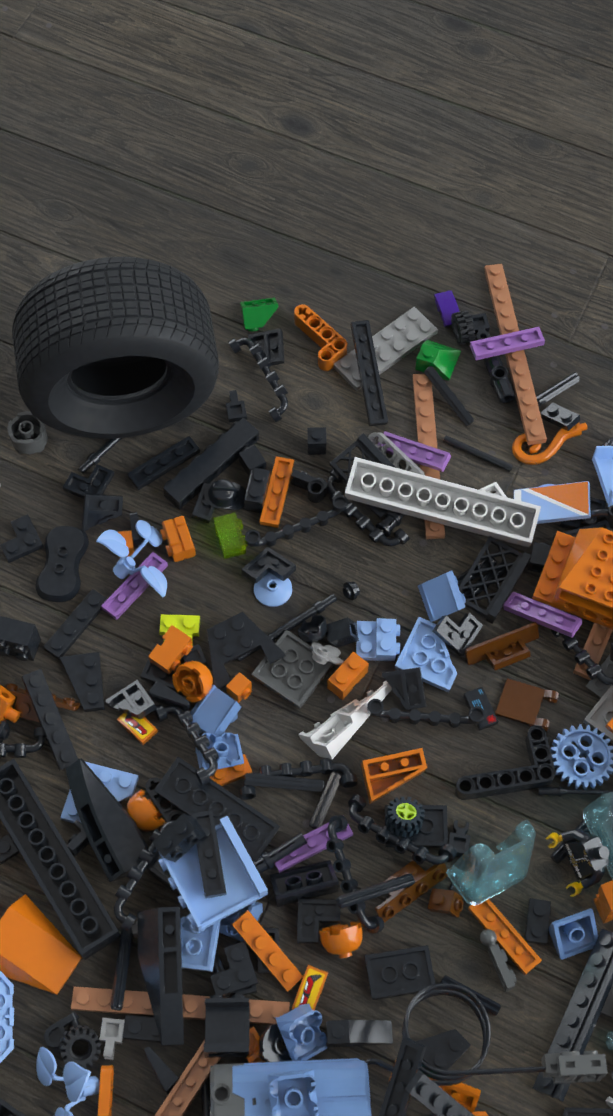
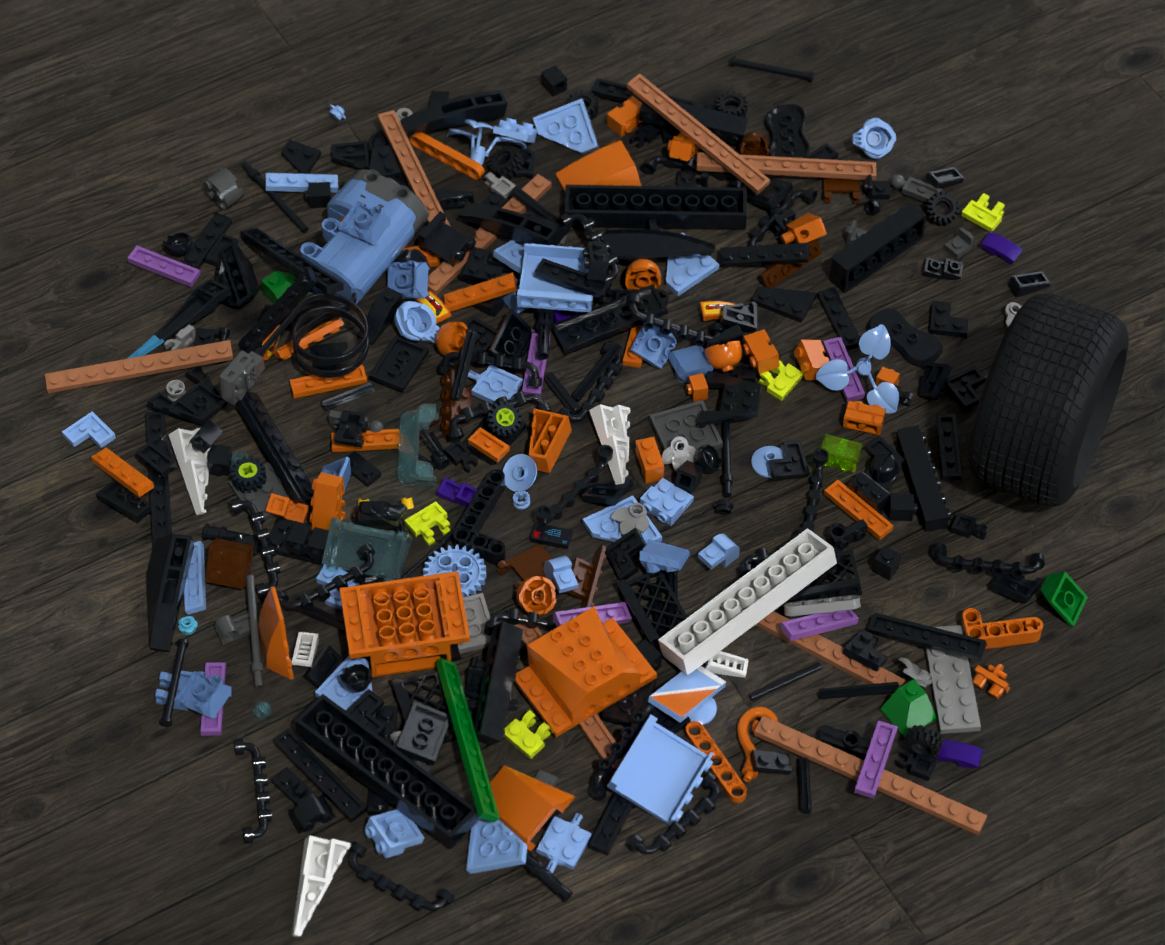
camera: 125 degrees right, 10 degrees down
(33, 1065) = (511, 129): none -> light blue plate
(145, 611) = (810, 357): none -> orange brick
(345, 985) = (416, 322): none -> light blue helmet
(364, 859) = (494, 384): none -> light blue plate
(369, 313) = (998, 685): none -> orange hips
(400, 559) = (720, 551): none -> light blue brick
(403, 364) = (921, 676): none -> light grey plate
(413, 414) = (862, 650): none -> black plate
(425, 647) = (630, 520): none -> light grey plate
(437, 814) = (489, 444): none -> orange plate
(448, 773) = (515, 467): none -> light blue dish
(468, 1025) = (314, 384): none -> orange plate
(469, 754) = (520, 495): none -> light blue bush
(497, 815) = (456, 493): none -> dark purple slope
(520, 666) = (560, 573): none -> light blue brick
(520, 947) = (351, 429): none -> black cylinder
(548, 820) = (427, 518): none -> neon yellow plate
(555, 672) = (536, 595): none -> orange cylinder
(588, 449) = (724, 767): none -> orange beam

